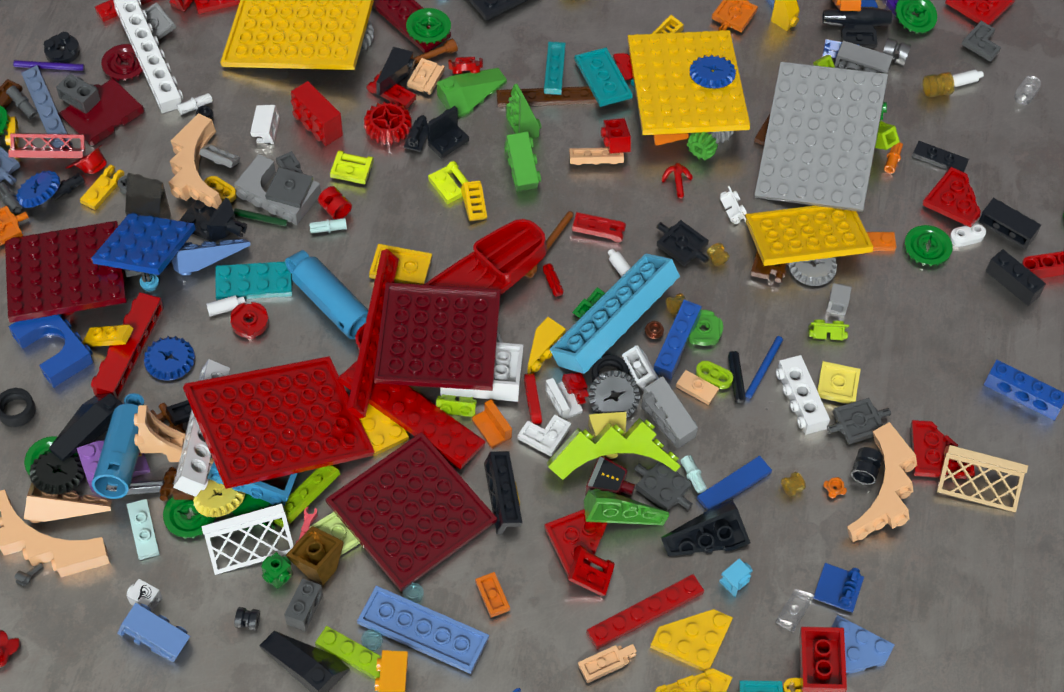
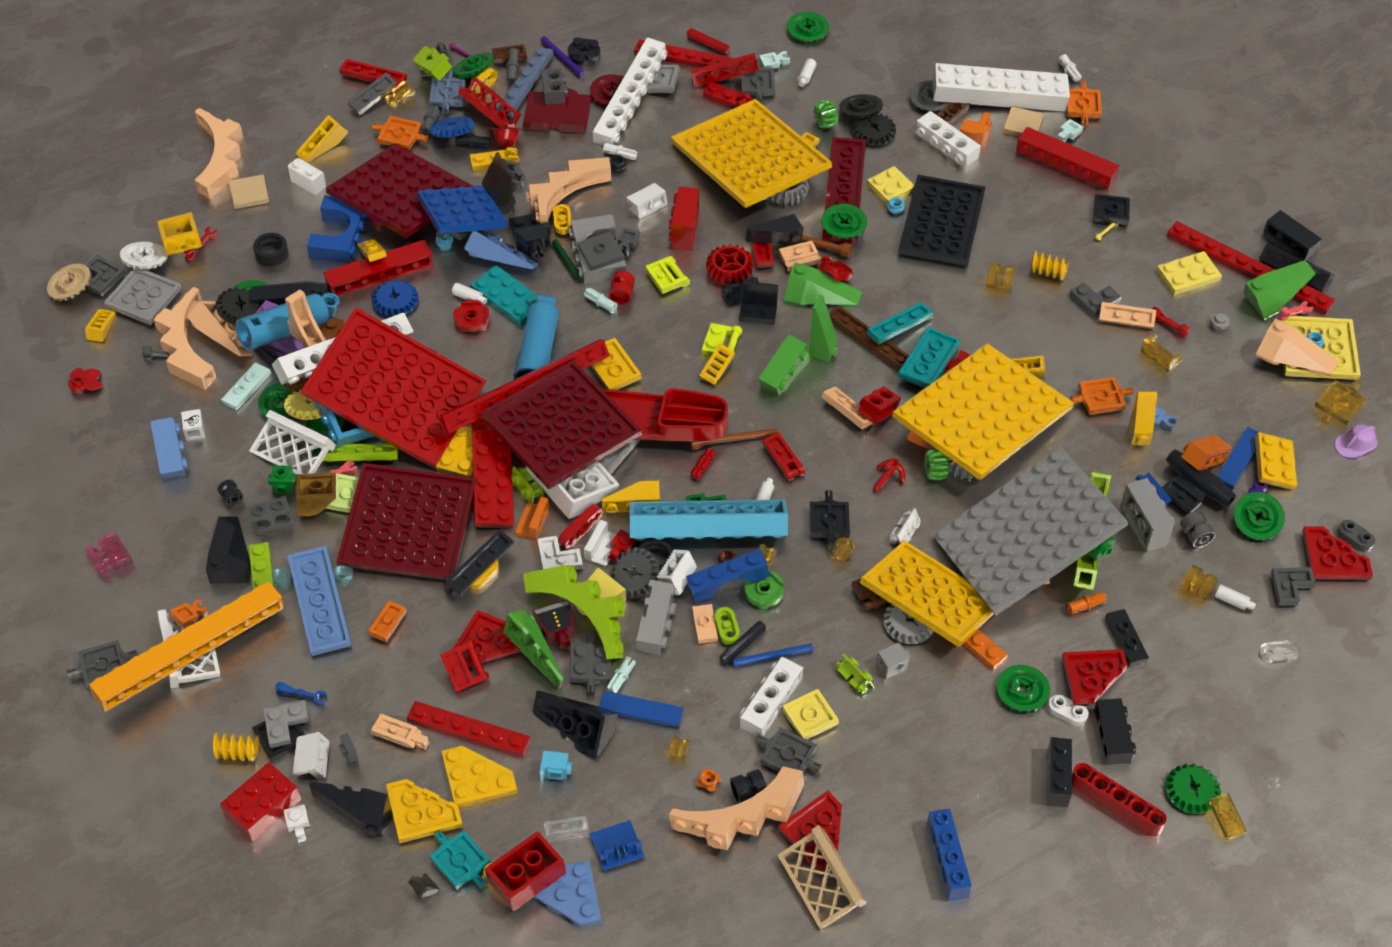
camera: 50 degrees right, 5 degrees down
(219, 155) = (590, 197): light grey plate -> none
(722, 76) = (1010, 425): blue gear -> none

